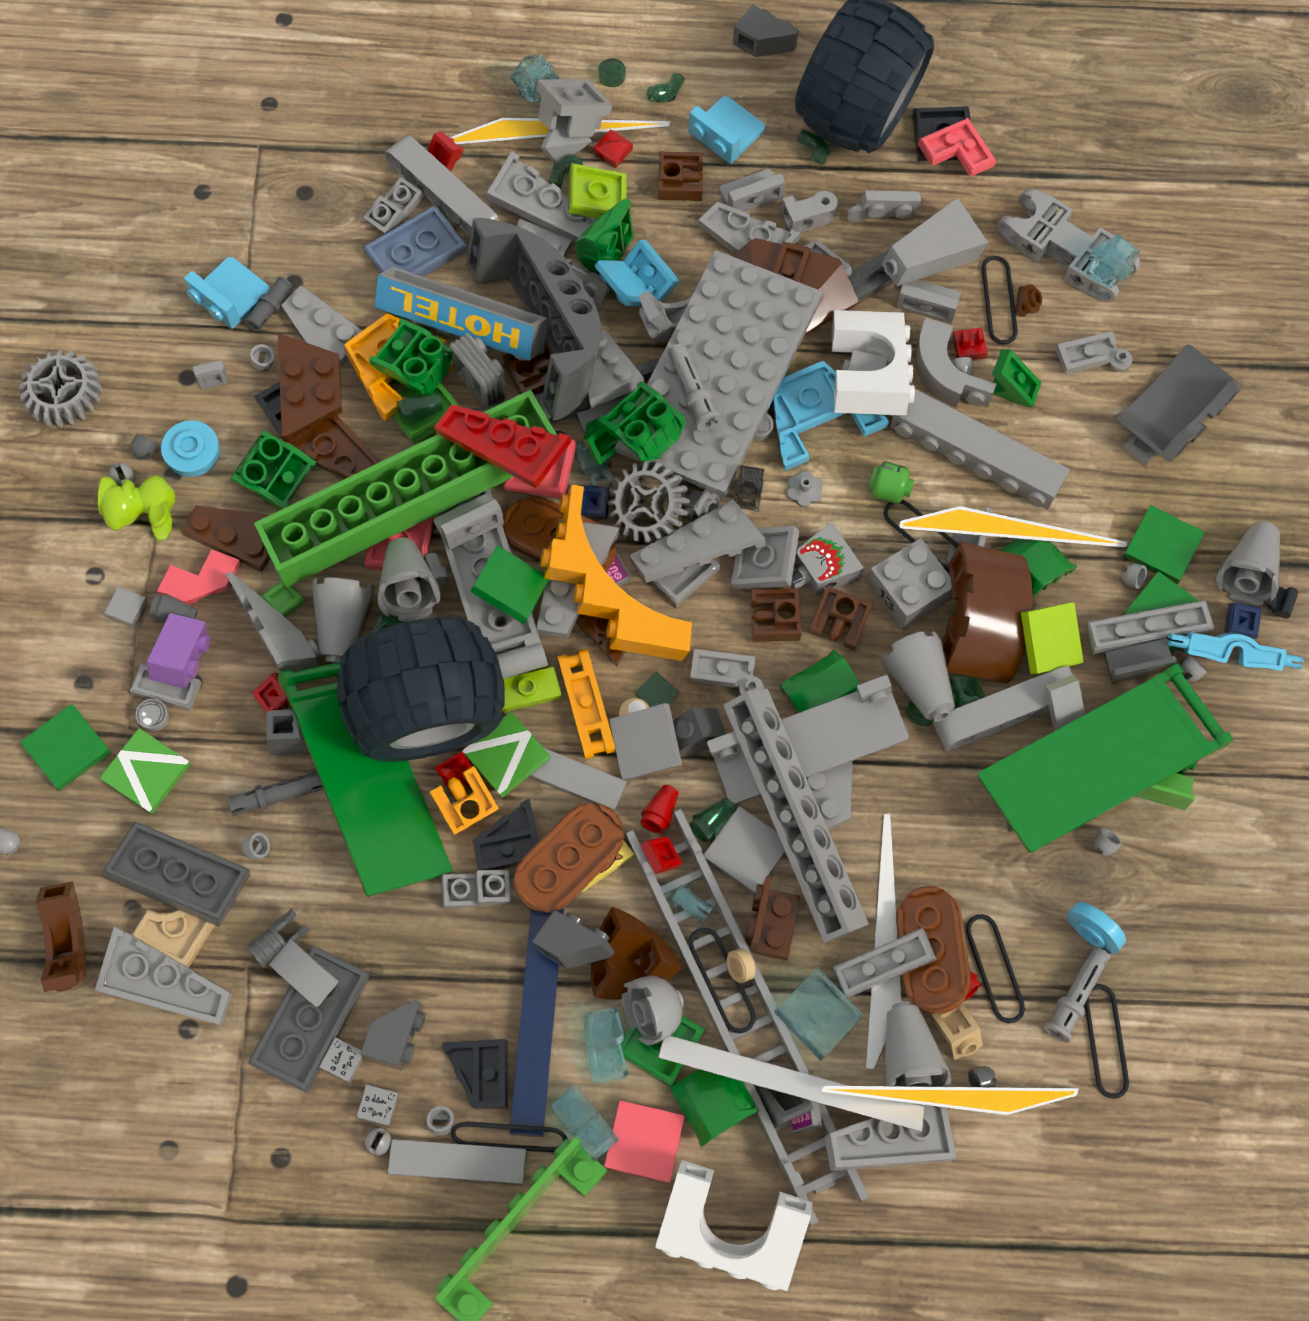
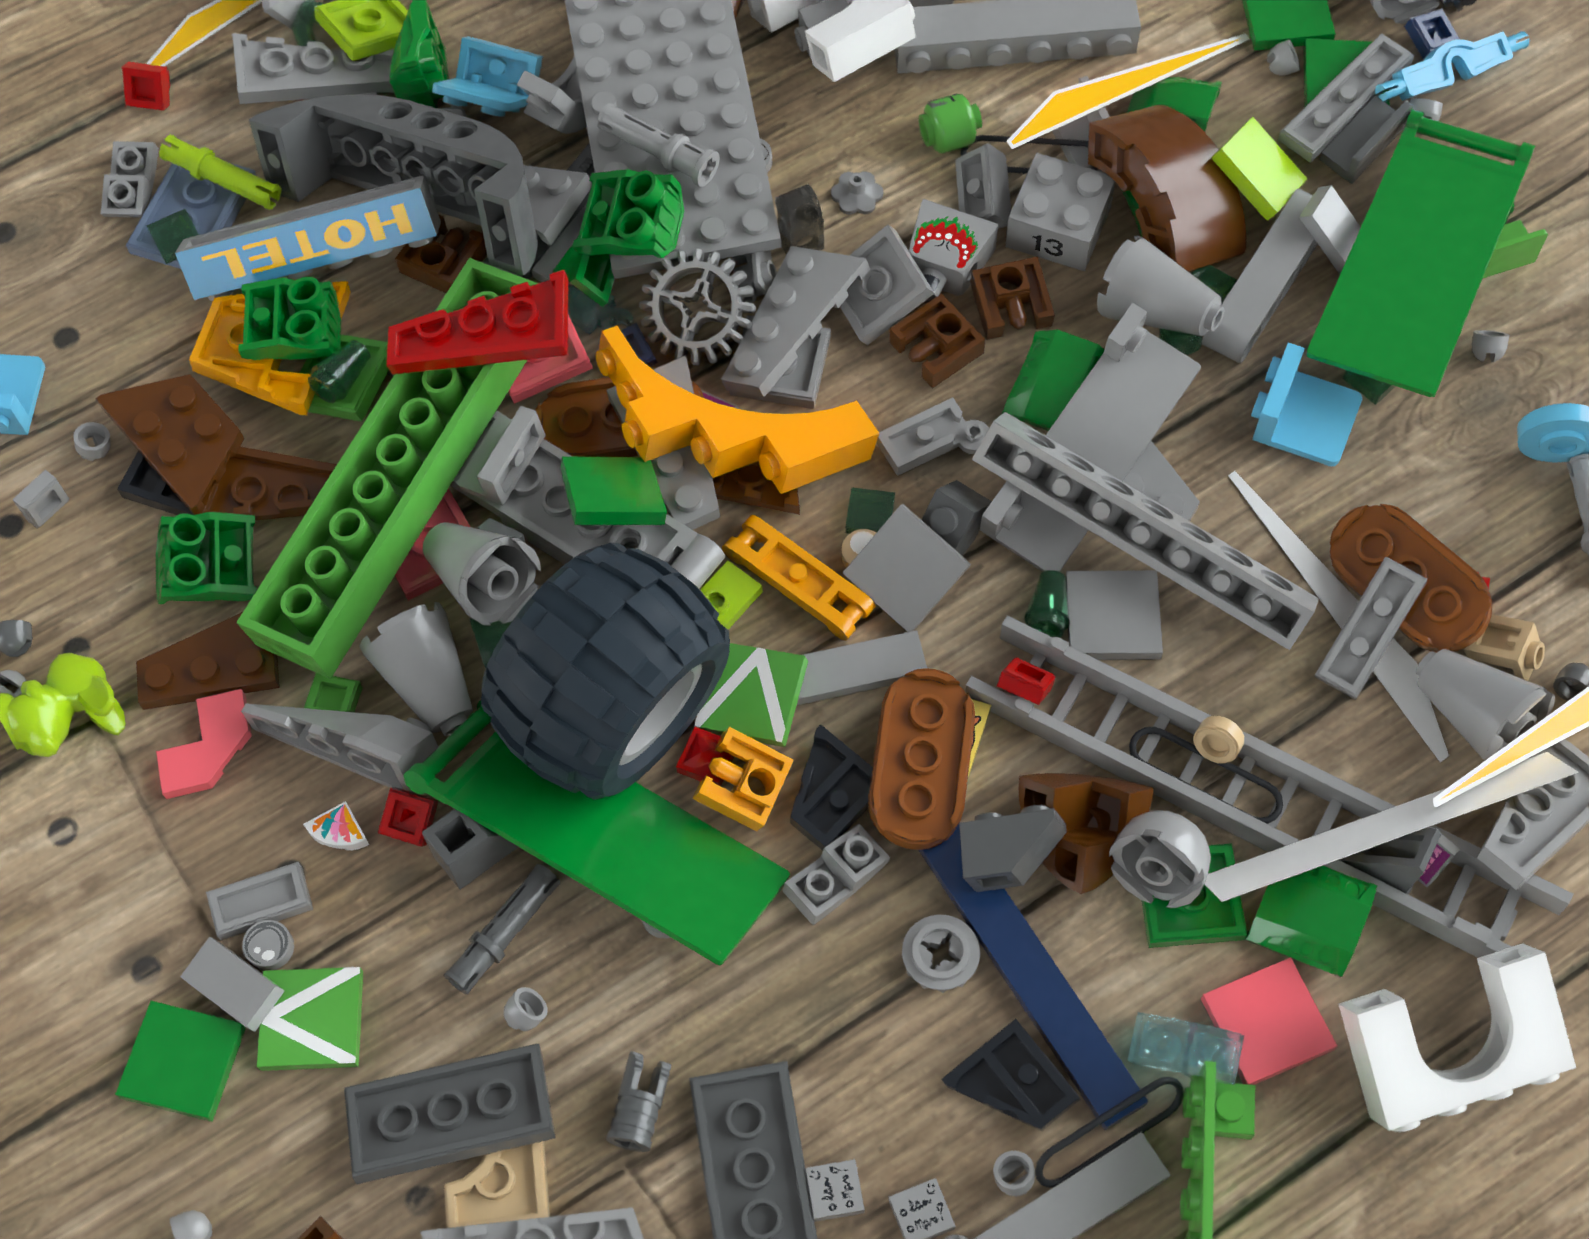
camera: 30 degrees left, 5 degrees down
(118, 724) = (232, 984): none -> light grey tile
(125, 607) = (134, 839): light grey tile -> none
(166, 604) = (201, 802): dark grey cone -> none
(178, 650) = (246, 842): medium lavender brick -> none
(190, 448) = (77, 602): medium azure piece -> none
(233, 675) = (337, 829): none -> tile
(268, 304) = (54, 377): dark grey pin -> none
(303, 973) = (709, 1115): light grey slope -> none
(318, 322) = (132, 359): light grey wing -> none
(391, 256) = (170, 232): none -> clear green tile
(391, 1036) = (875, 1117): dark grey slope -> none
(438, 183) = (140, 117): light grey beam -> none
(438, 226) = (205, 165): none -> lime pin
(477, 370) = (378, 287): light grey brick -> none
(482, 970) = (933, 932): none -> light grey gear
(603, 1045) = (1137, 943): clear light blue slope -> none
(659, 810) = (981, 636): red cone -> none
(690, 901) = (1104, 711): clear light blue pin -> none
(775, 921) = (1207, 668): reddish brown bracket -> none
(805, 402) = (790, 97): medium azure wing -> none
(818, 1013) = (1345, 734): clear light blue tile -> none
(879, 537) = (984, 184): none -> light grey slope
(957, 806) = (1304, 411): none -> medium azure bracket
(1008, 965) = (1532, 604): black piece -> none

